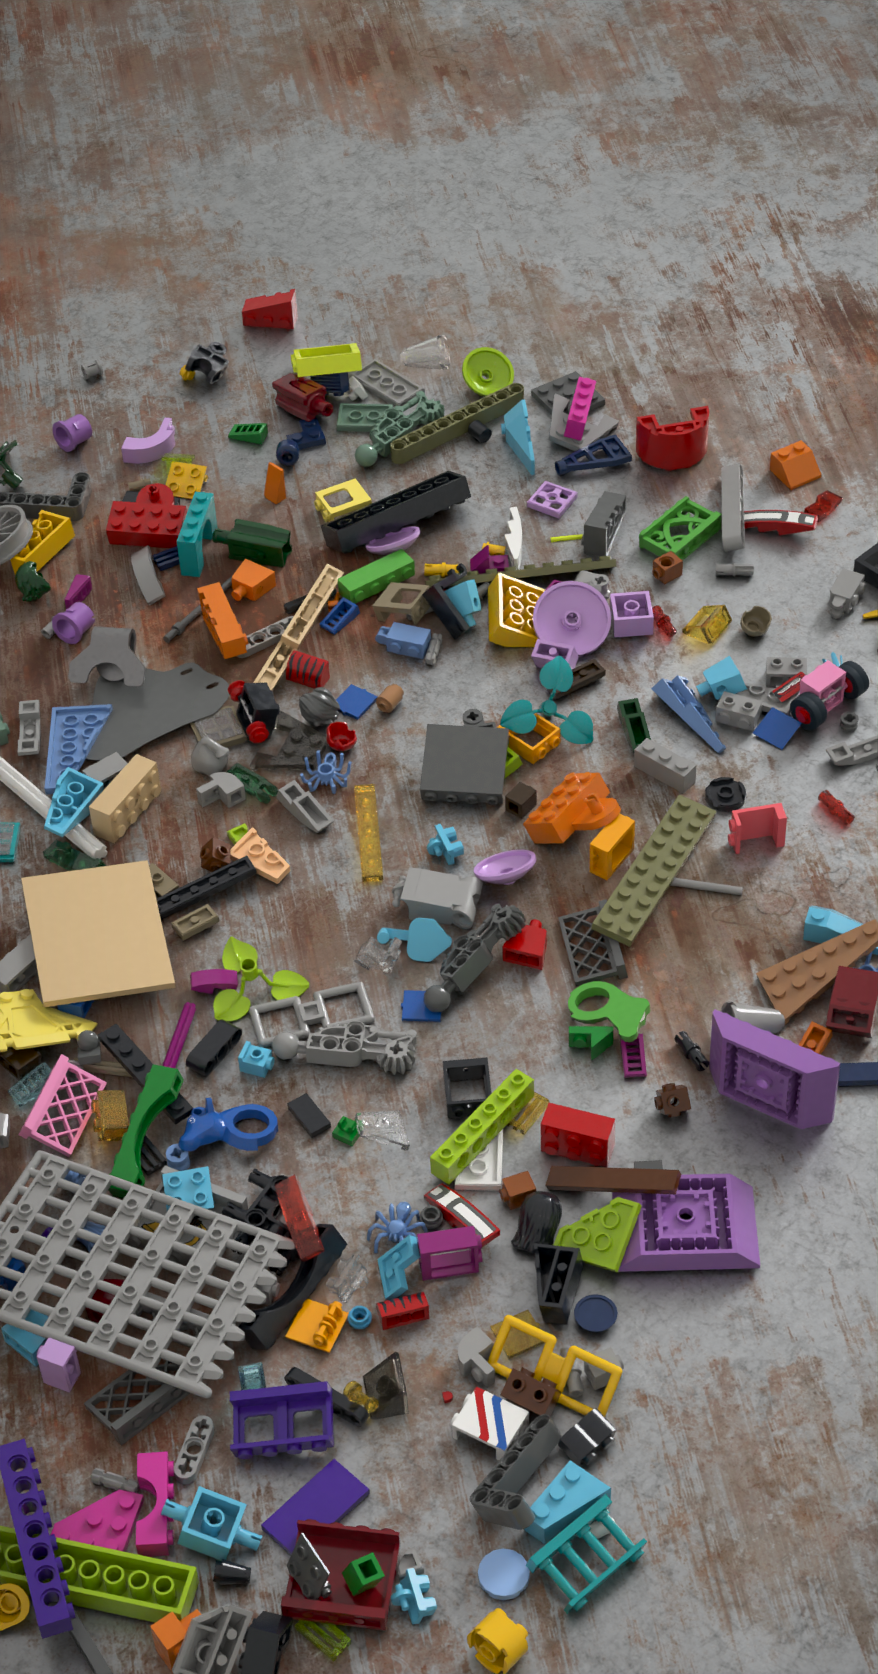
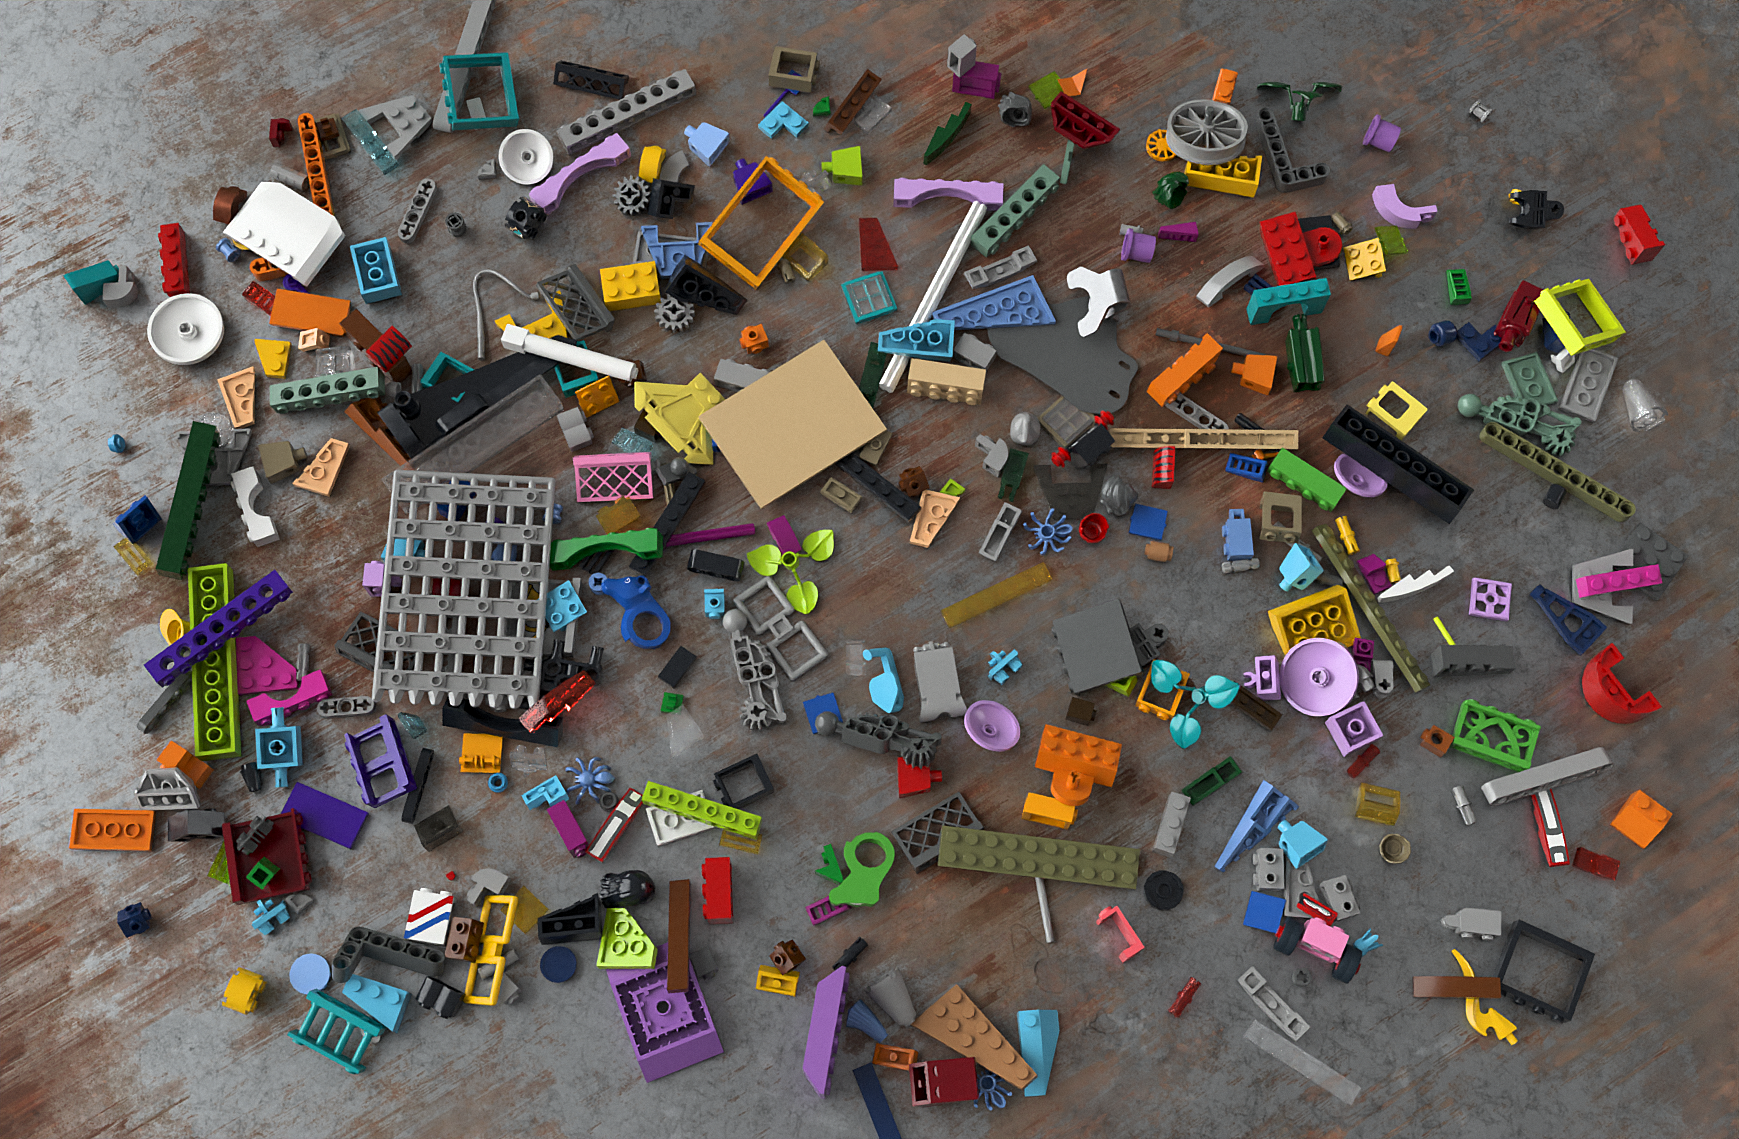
camera: 65 degrees right, 25 degrees up
(354, 1392) = (419, 815): clear yellow piece -> none
(403, 1310) = (515, 811): red brick -> none
(443, 606) = (1285, 549): black hinge -> none
(487, 363) = (1643, 486): lime dish -> none
(516, 1188) = (654, 861): dark orange brick -> none
(518, 435) = (1566, 533): medium azure wedge -> none
(693, 1122) = (771, 980): none -> yellow slope

